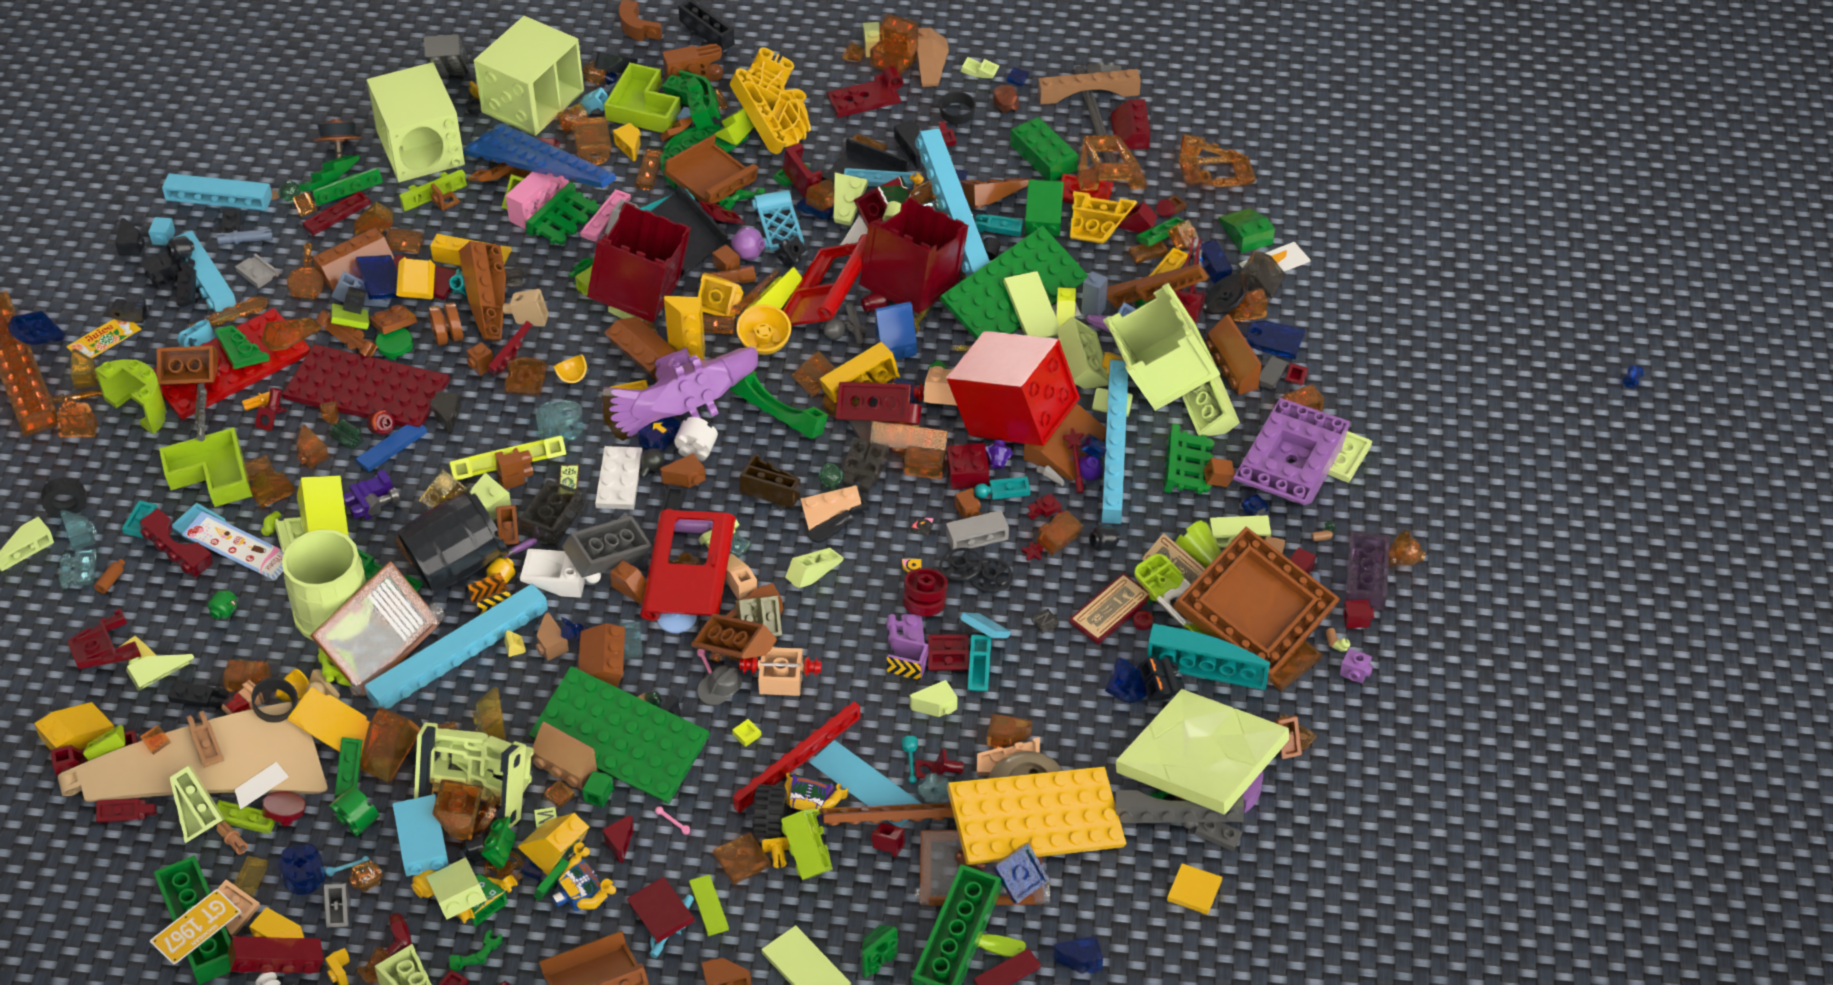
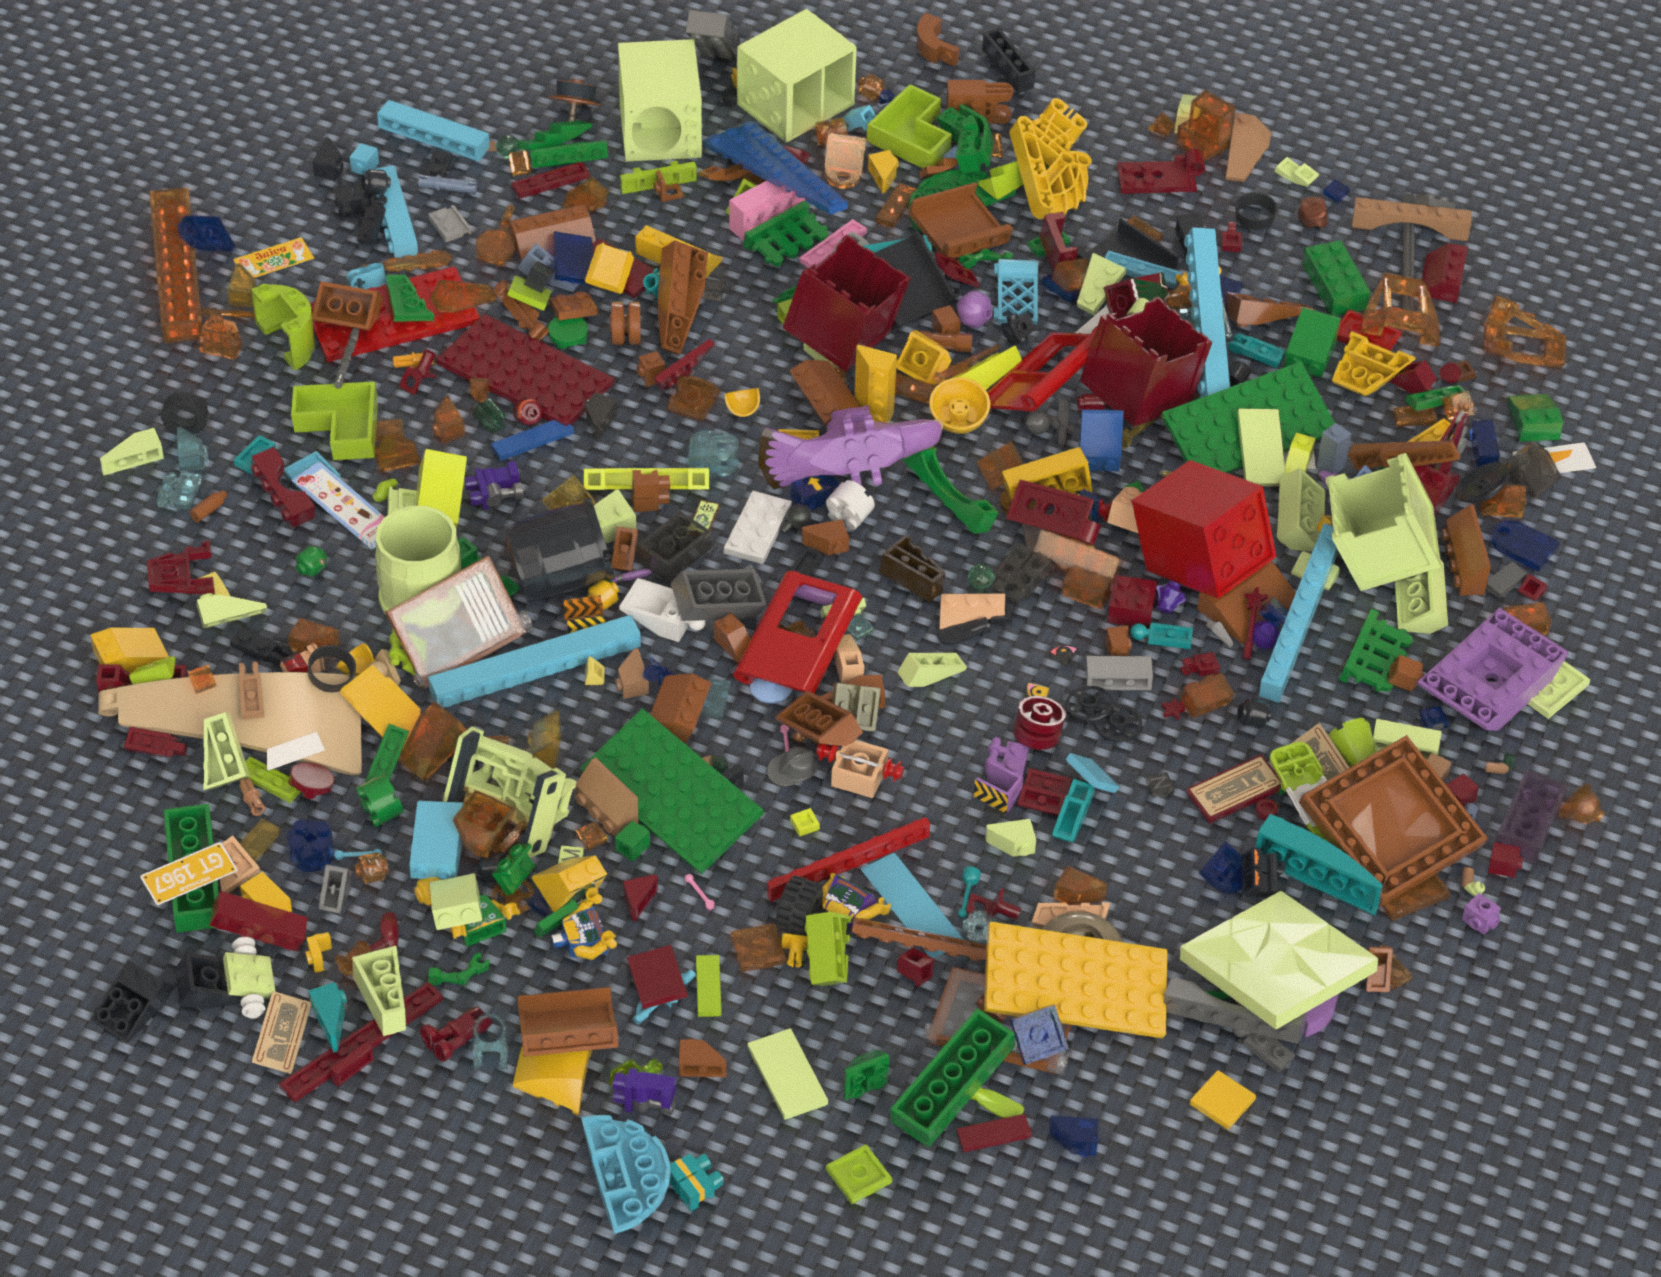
camera: 15 degrees right, 0 degrees up
(129, 311) = (307, 236): black leg -> none
(404, 240) = (612, 225): clear orange slope -> none
(528, 307) = (718, 325): tan torso -> none
(613, 62) = (892, 79): black slope -> none

